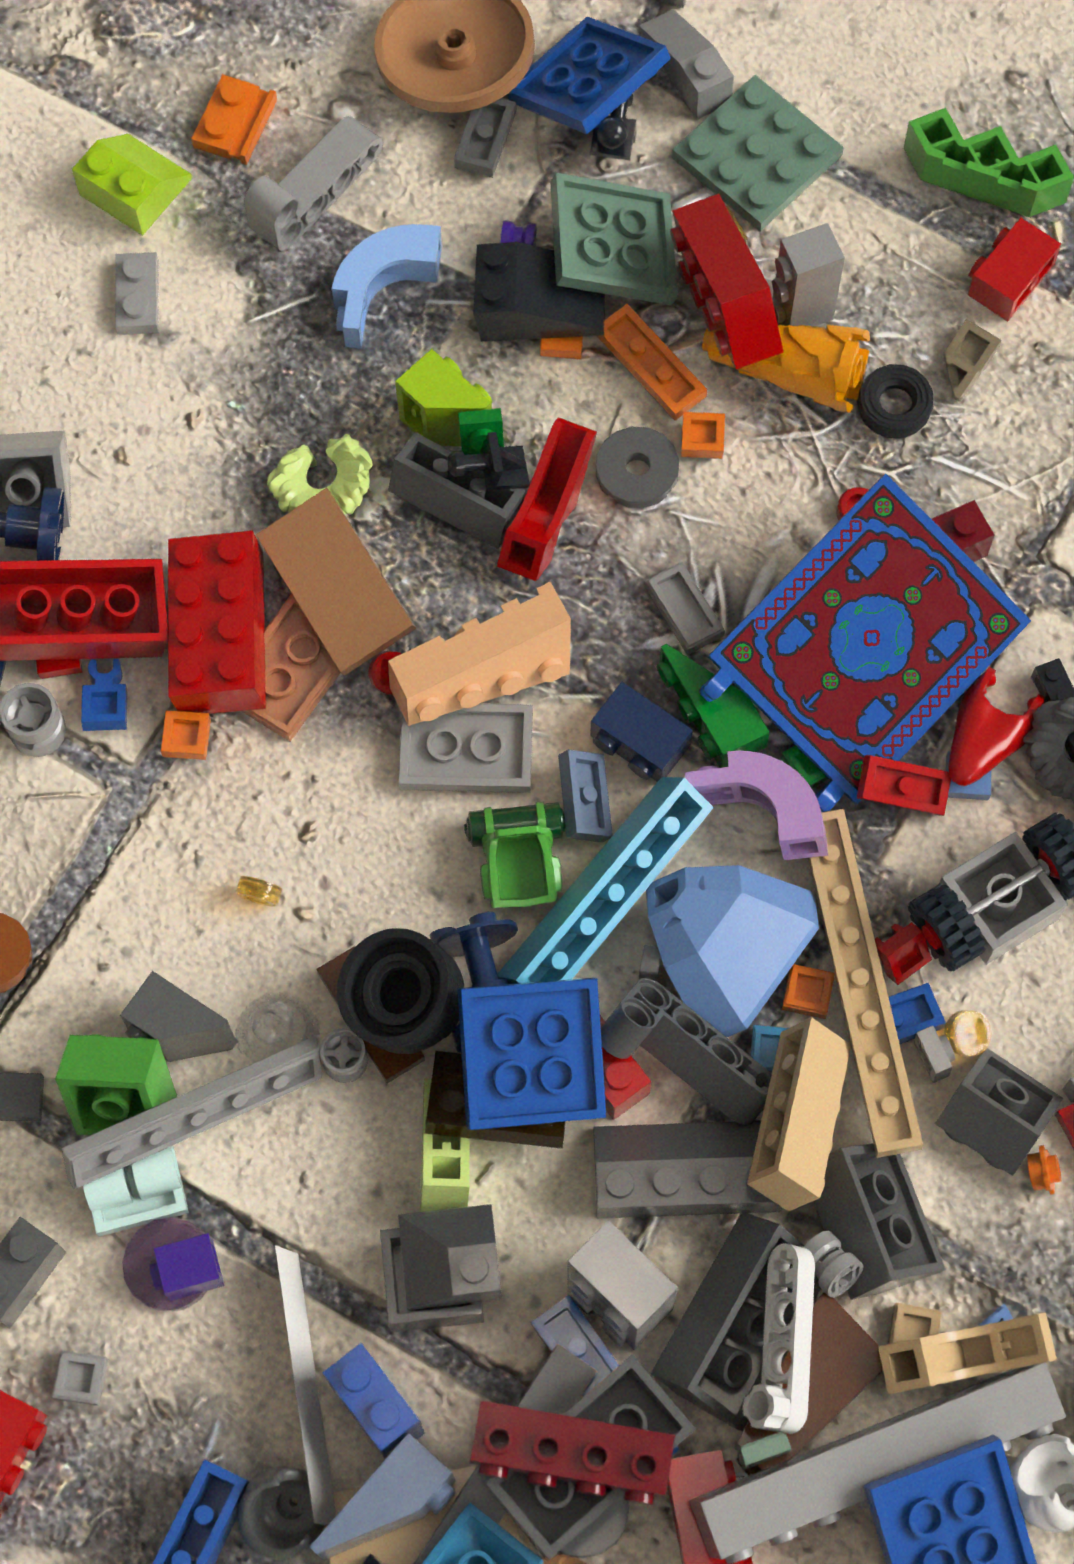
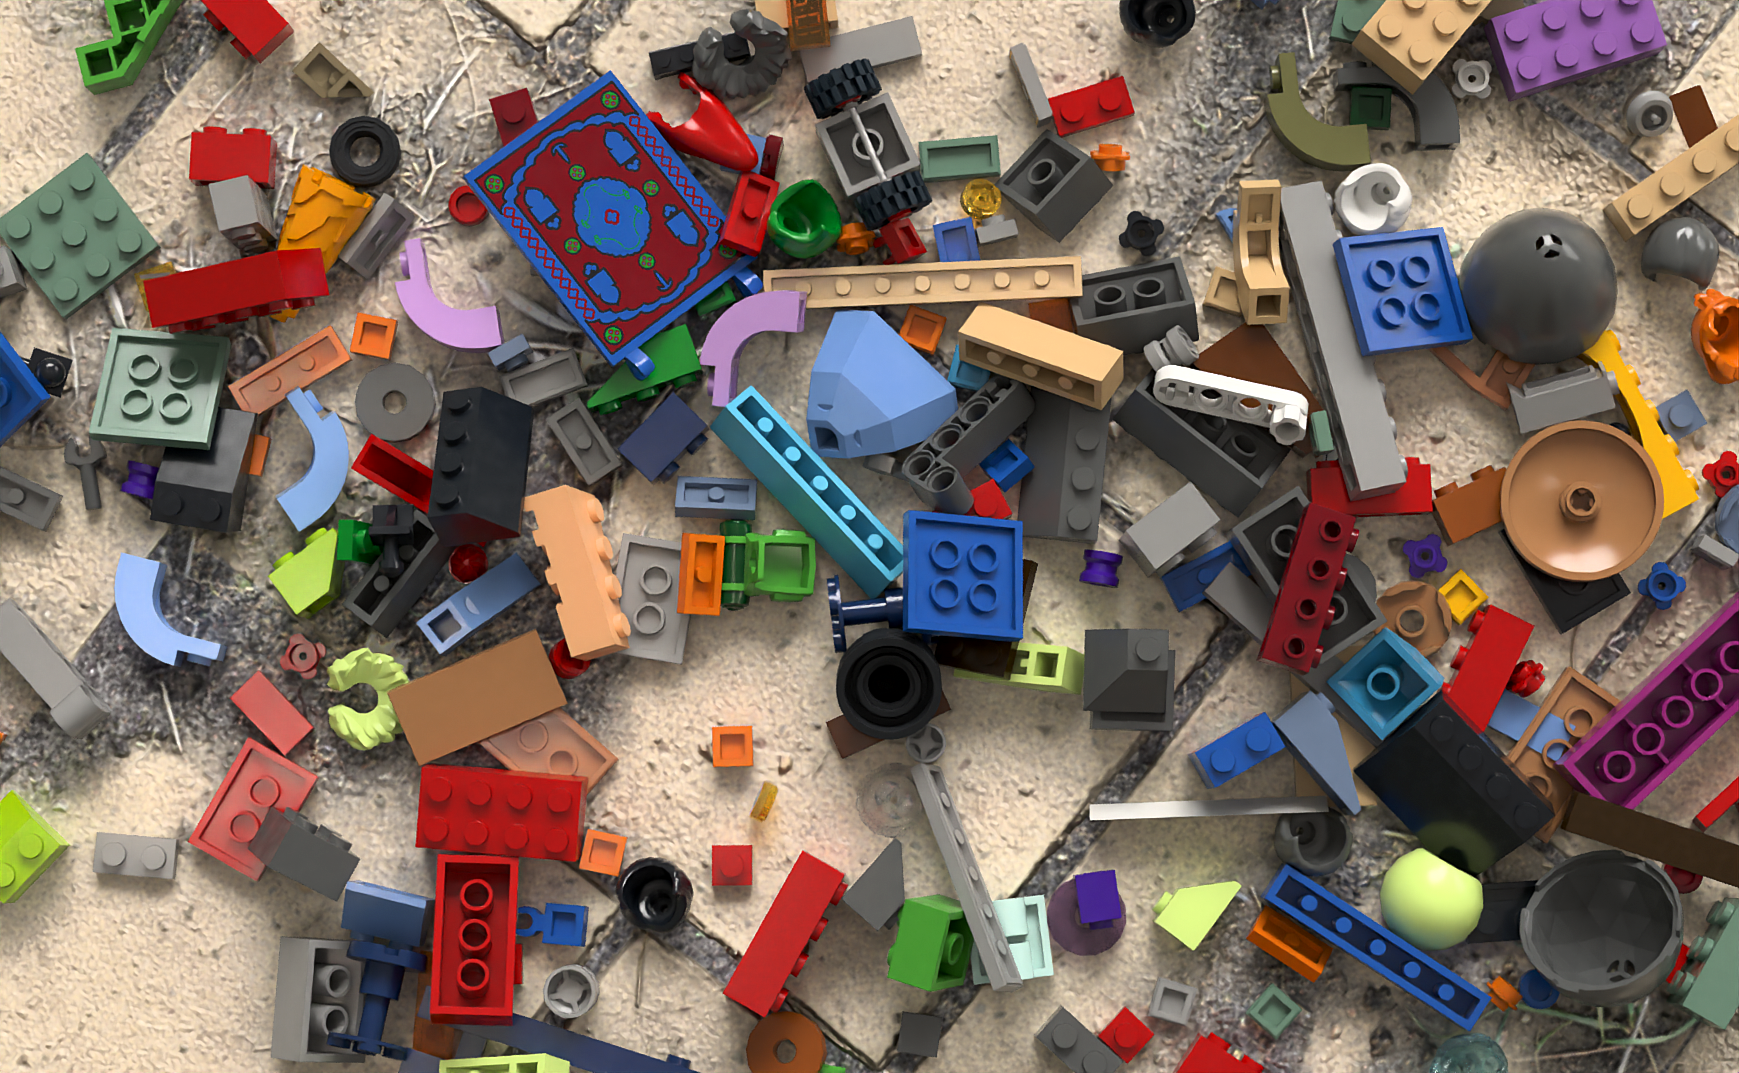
camera: 80 degrees left, 15 degrees up
(37, 1329) = (1125, 1034): none -> red plate
(79, 1500) = (1273, 1011): none -> sand green tile
(99, 518) = (387, 914): none -> medium blue slope
(111, 927) = (784, 933): none -> red brick
(144, 774) = (650, 881): none -> black piece
(150, 432) = (303, 853): none -> dark grey brick
(156, 1504) = (1289, 943): none -> orange plate
(185, 1385) = (1193, 910): none -> yellowish green slope
(187, 871) = (732, 865): none -> red plate
(195, 391) = (242, 801): none -> plate
(297, 397) = (272, 713): none -> tile
(316, 851) = (732, 746): none -> orange plate
(358, 405) = (292, 659): none -> plate
(432, 567) = (477, 604): none -> medium blue slope
(477, 560) = (468, 563): none -> red plate
(497, 785) = (700, 574): none -> orange plate
(526, 194) = (87, 469): none -> dark grey bar
(568, 1224) = (1101, 568): none -> dark purple wheel
(577, 537) = (480, 467): none -> black slope
(582, 403) = (326, 475): none -> light blue arch
(624, 654) = (584, 442): none -> dark grey plate
(669, 1102) = (1006, 465): none -> blue plate
(708, 568) = (511, 354): none -> sand blue plate
(739, 478) = (457, 329): none -> lavender arch
(808, 421) = (376, 236): none -> light grey plate
(851, 1128) = (1052, 312): none -> clear orange tile
(865, 282) = (225, 156): none -> red brick
(894, 901) = (855, 239): none -> orange plate
(907, 841) = (804, 220): none -> green piece
(975, 1214) = (1138, 222): none -> black plate
(977, 805) = (773, 151): none -> dark red tile
(1009, 1006) = (959, 159): none -> sand green tile

